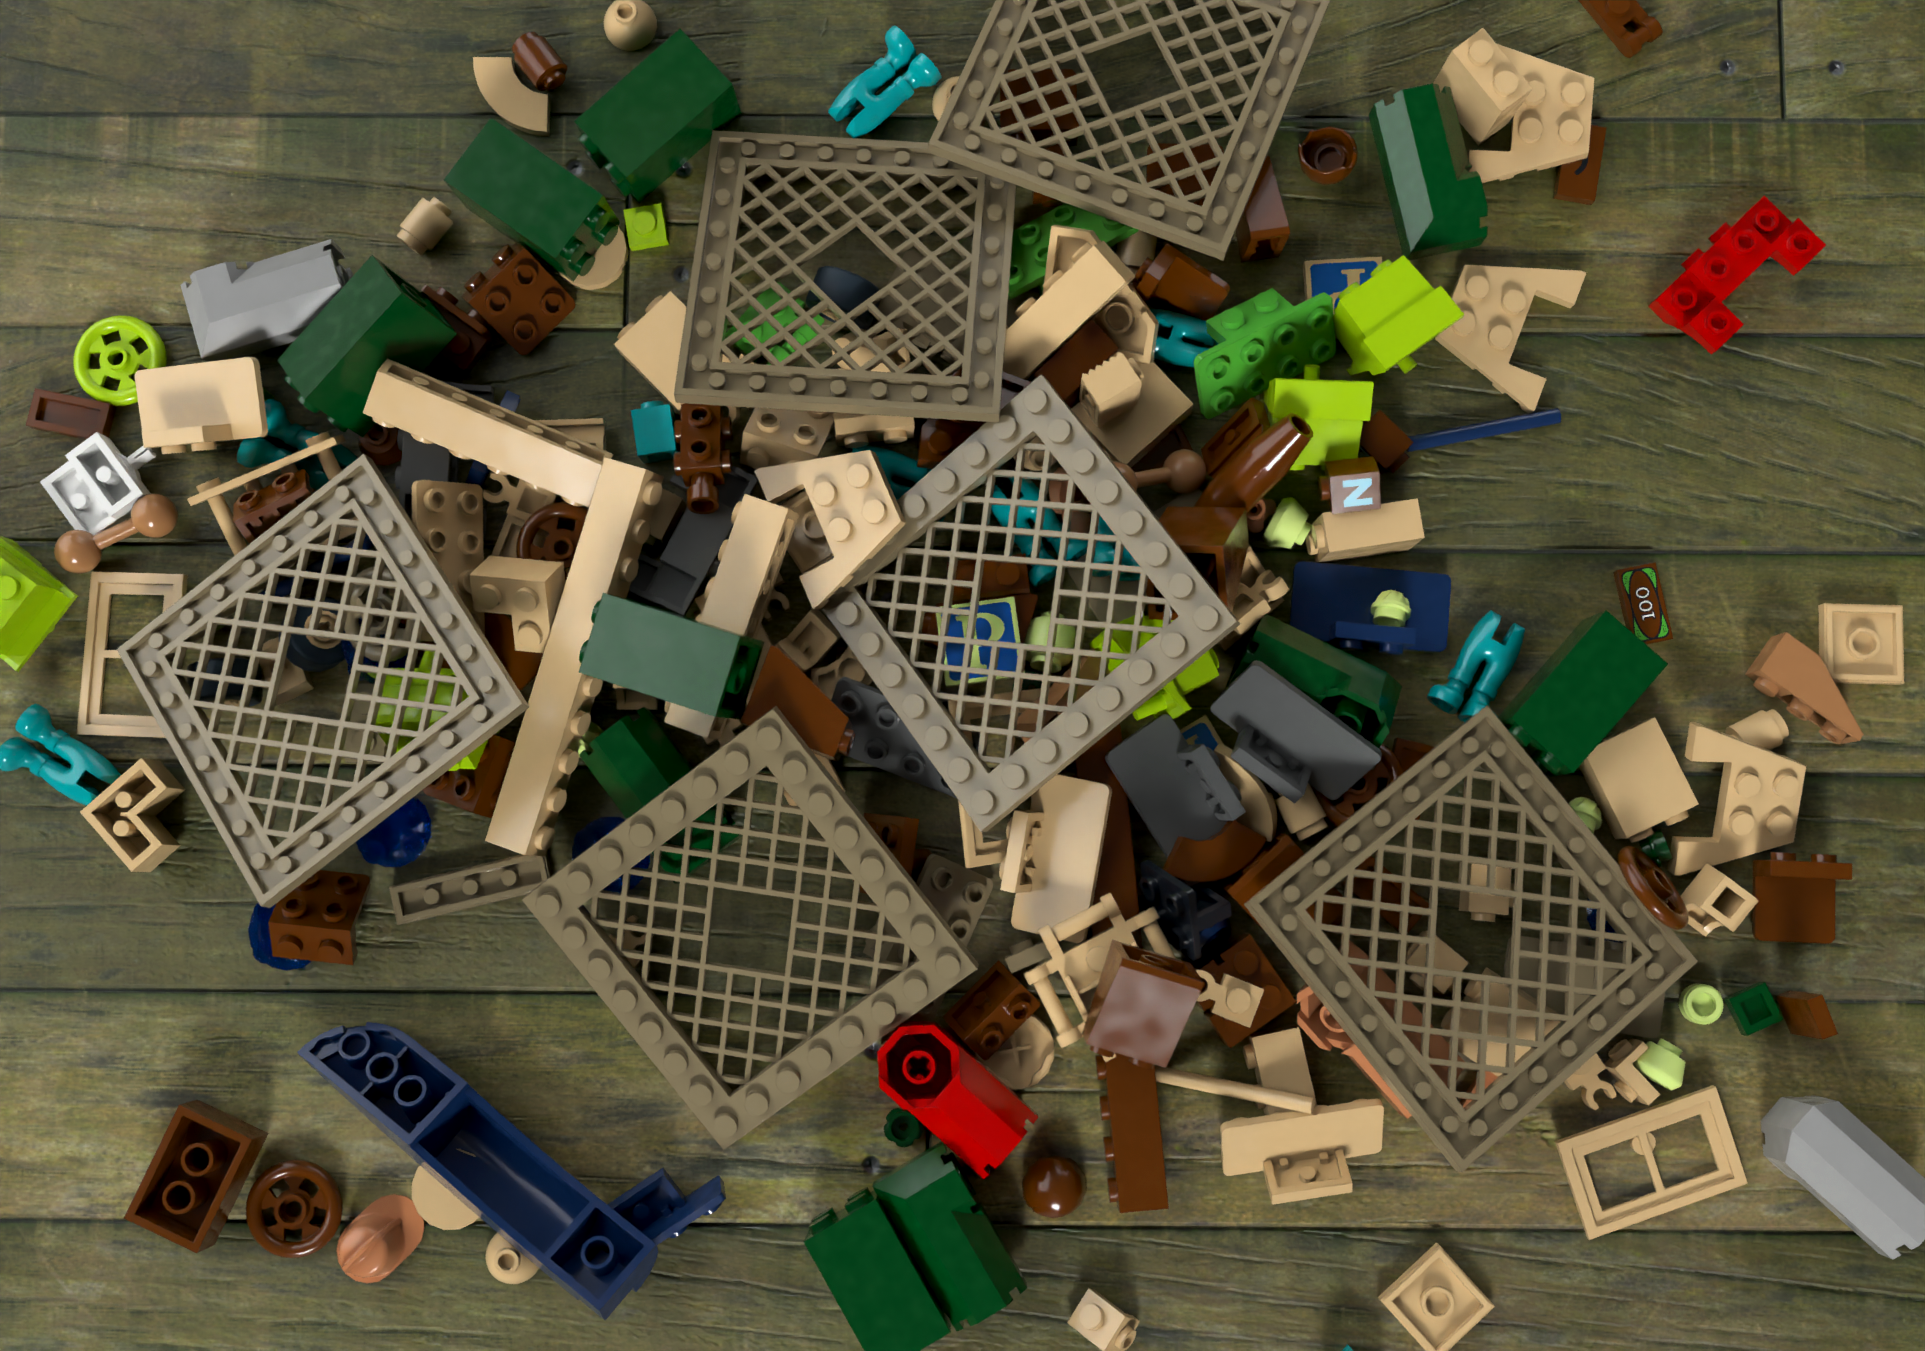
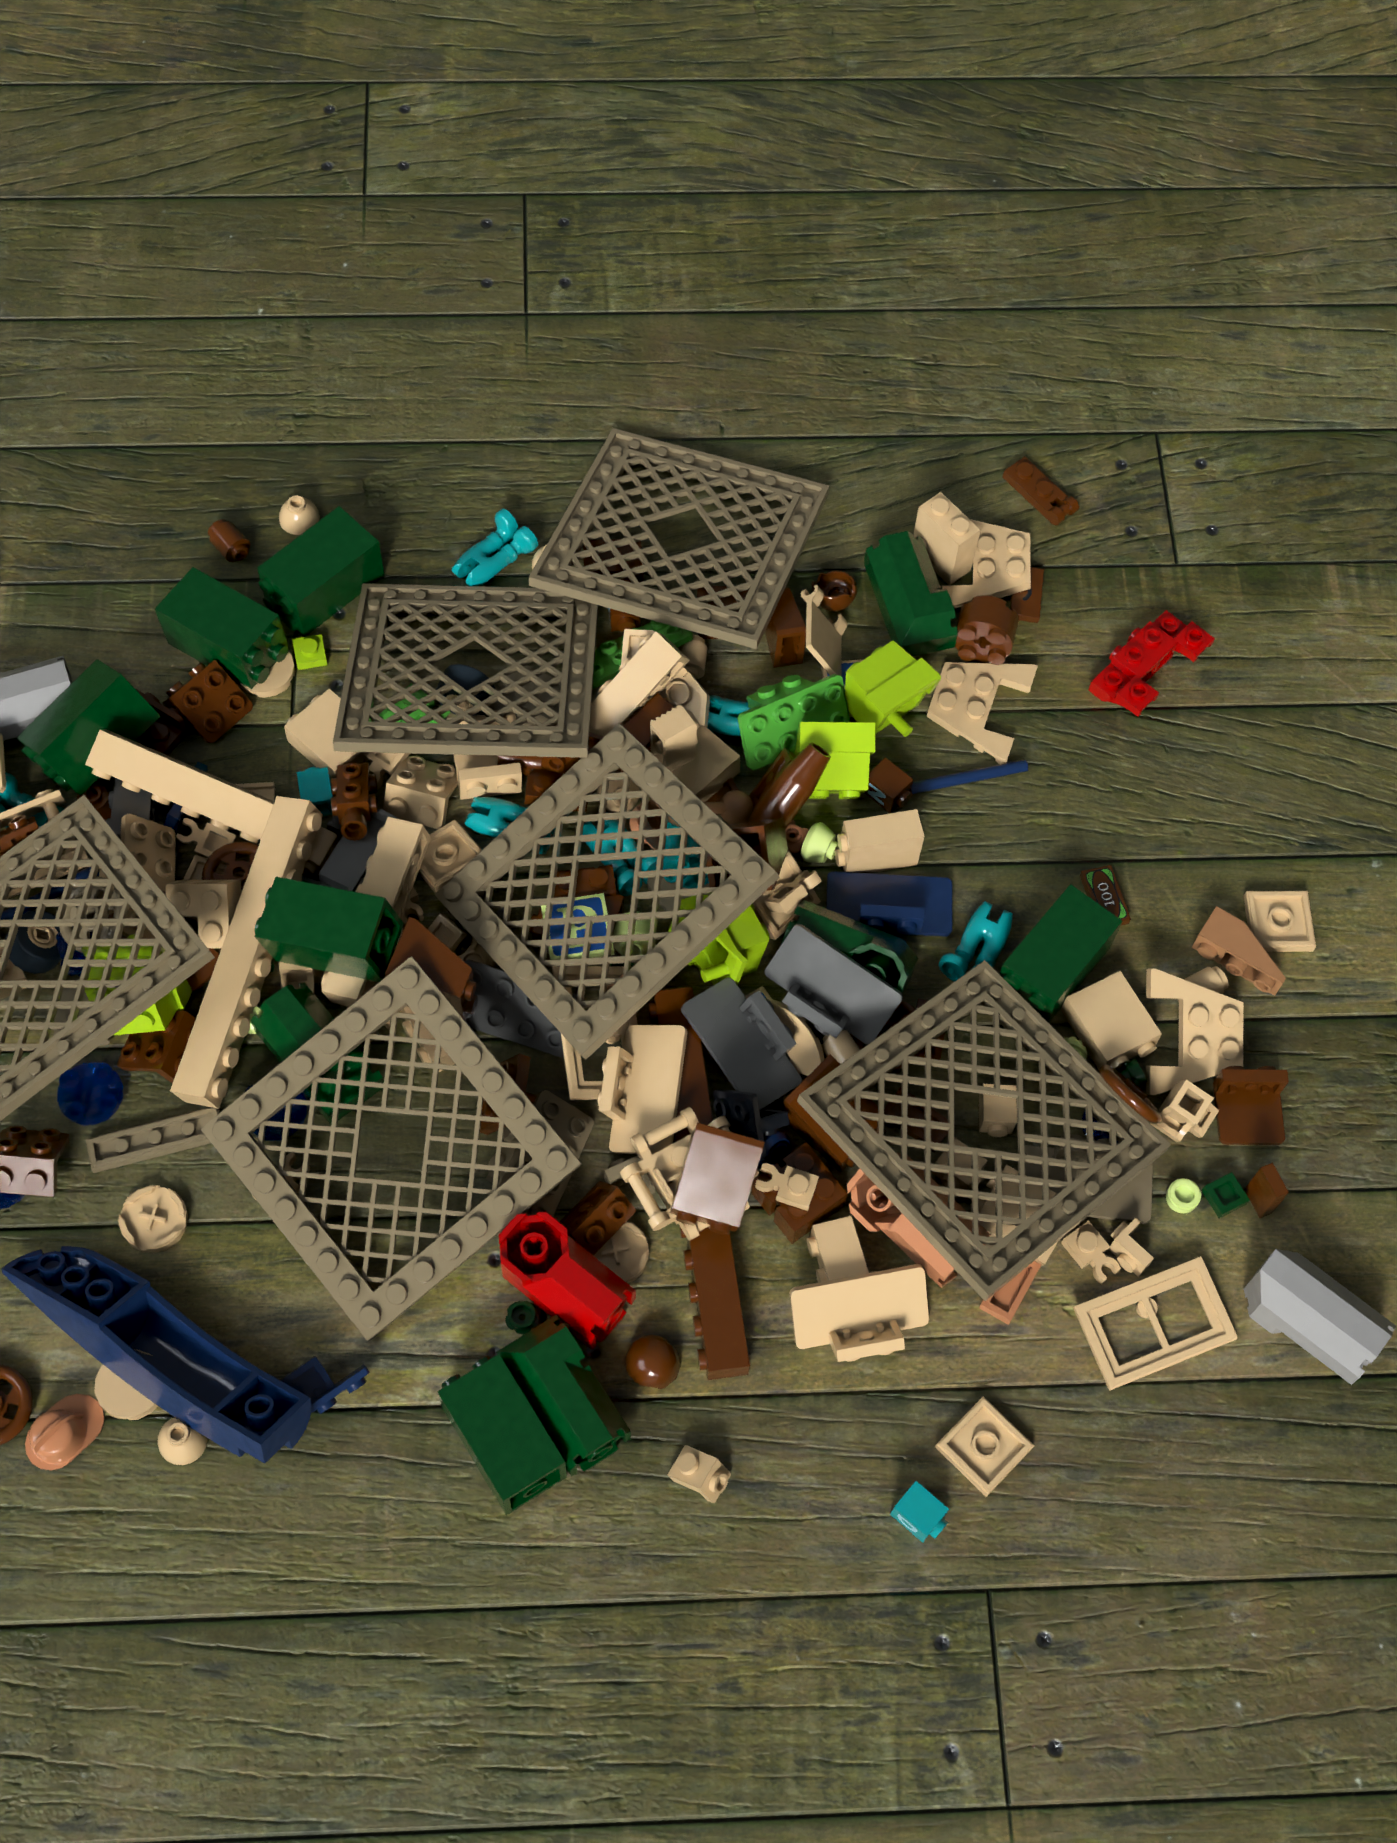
camera: 10 degrees left, 20 degrees down
(425, 225) = (135, 652): tan brick -> none
(472, 987) = (153, 1218): none -> tan tile
(511, 99) = (198, 555): tan tile -> none
(852, 508) = (473, 831): tan wing -> none
(1180, 285) = (726, 673): reddish brown bracket -> none
(1215, 856) = (773, 1085): reddish brown tile -> none
(1235, 1089) = (801, 1268): tan bar -> none
(1310, 228) = (823, 635): none -> tan flag
(1351, 485) = (864, 800): brick -> none
(1391, 609) = (904, 896): yellowish green plate -> none
(1524, 226) = (986, 630): none -> reddish brown brick
(1662, 1064) = (1155, 1238): yellowish green cone -> none

